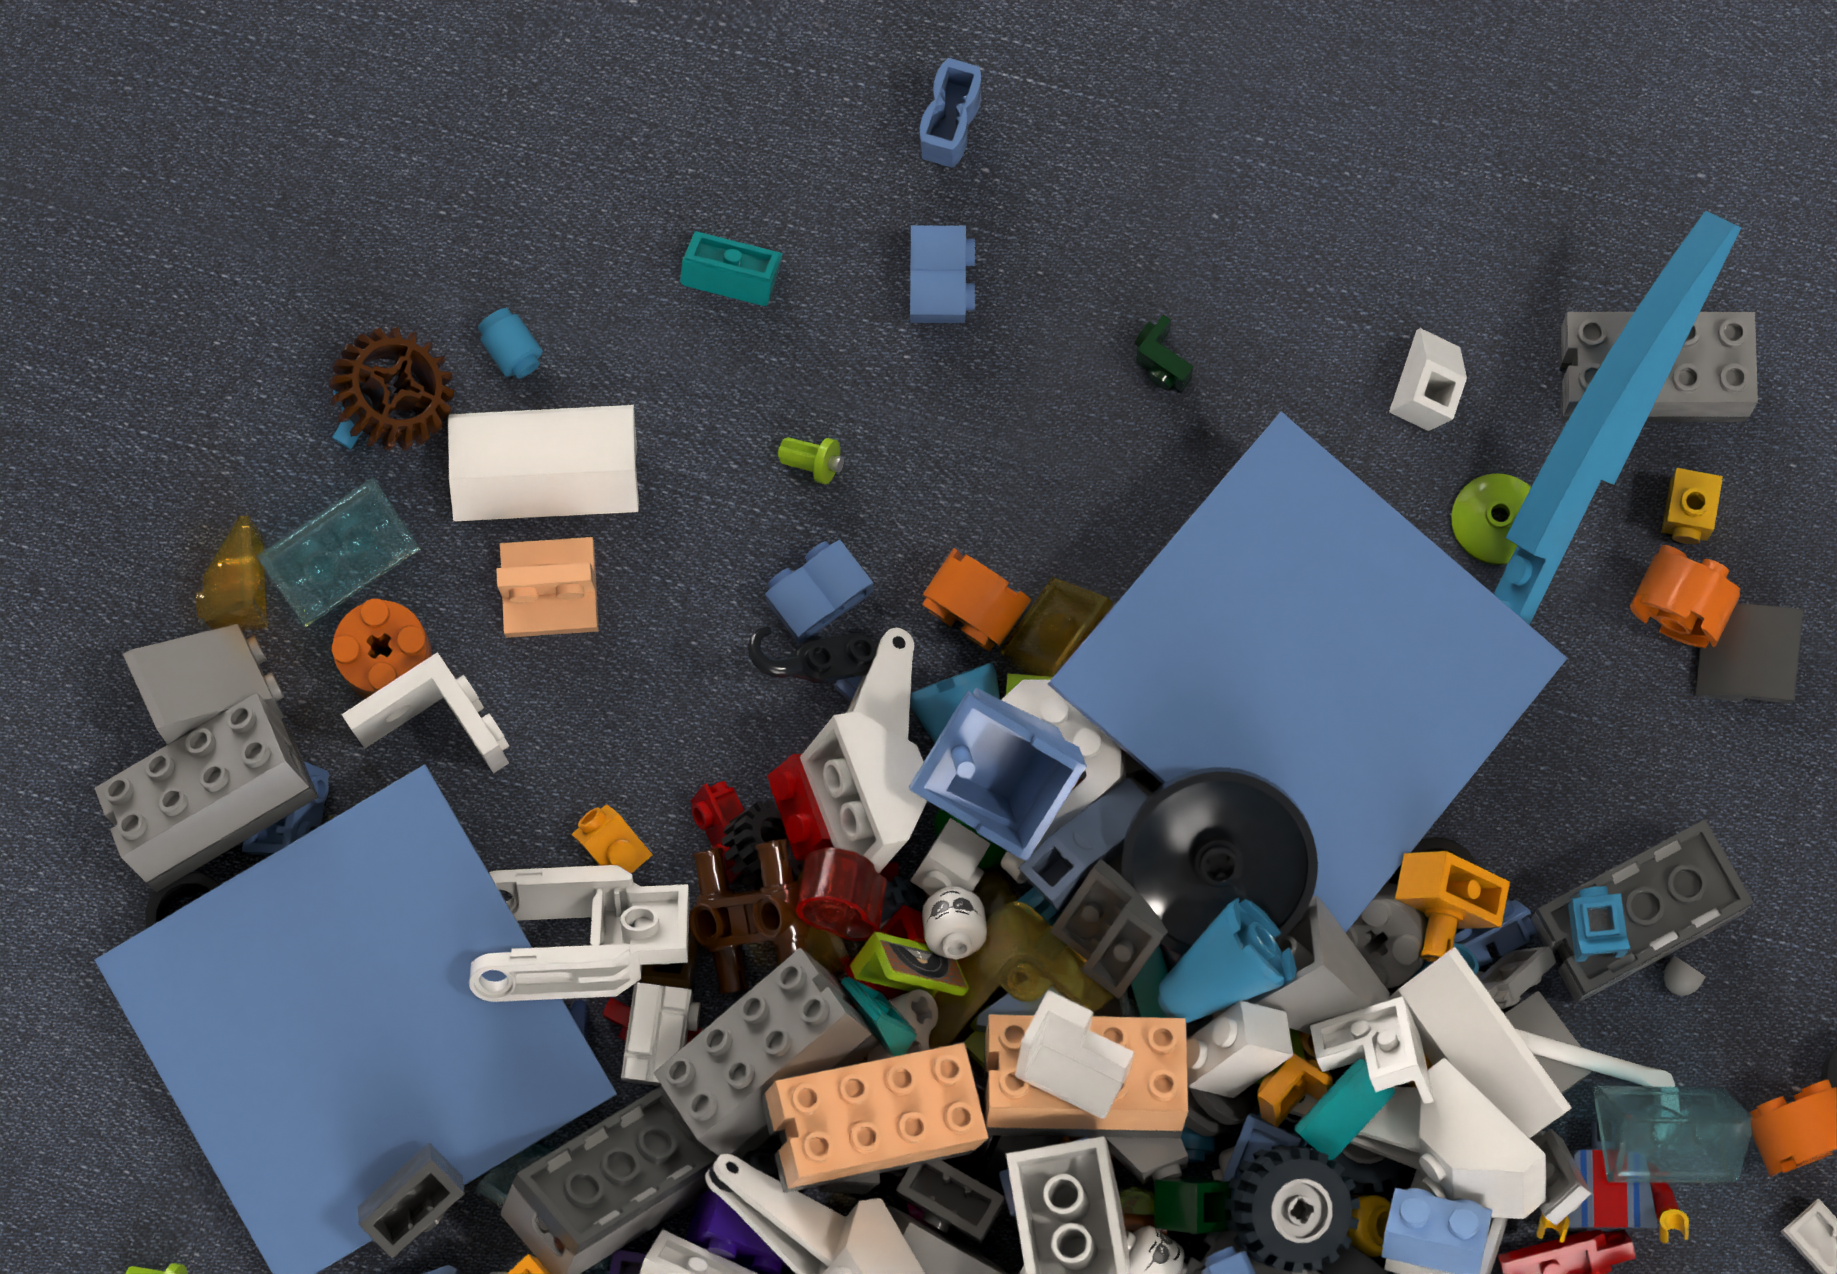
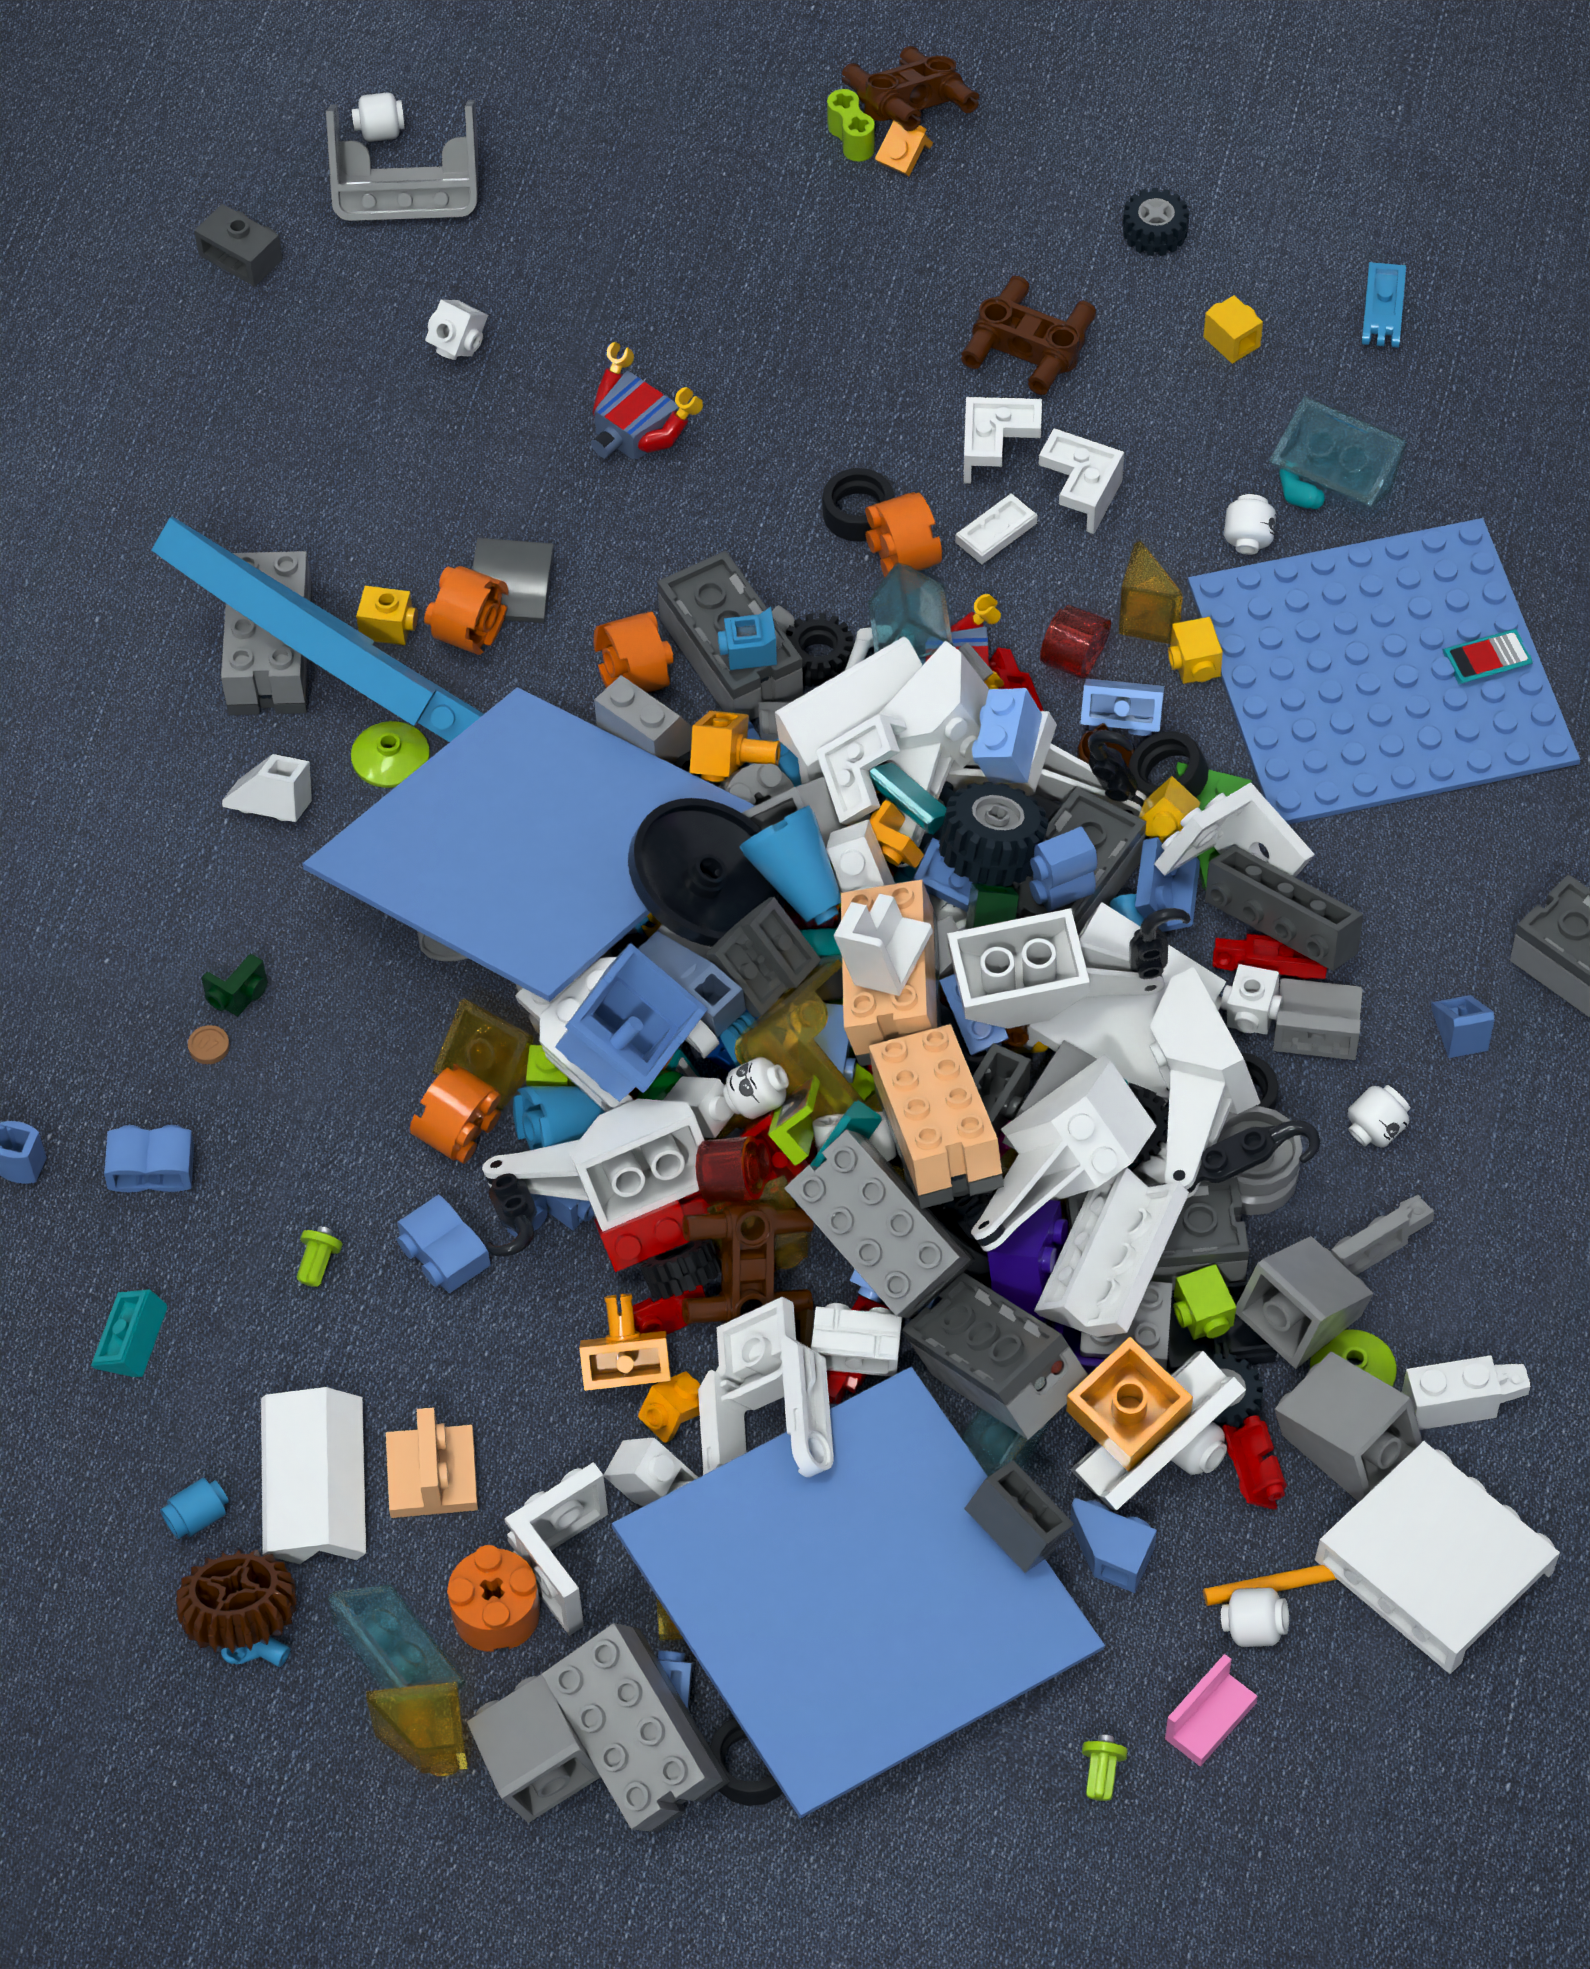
camera: 95 degrees left, 20 degrees down
(516, 819) = (646, 1471): none -> white slope
(659, 785) = (624, 1354): none -> light orange brick
(1096, 332) = (208, 1044): none -> medium nougat piece
(1504, 814) = (642, 720): none -> light grey slope
(1617, 794) = (635, 651): none -> orange brick
(1660, 1002) = (826, 633): none -> black tyre

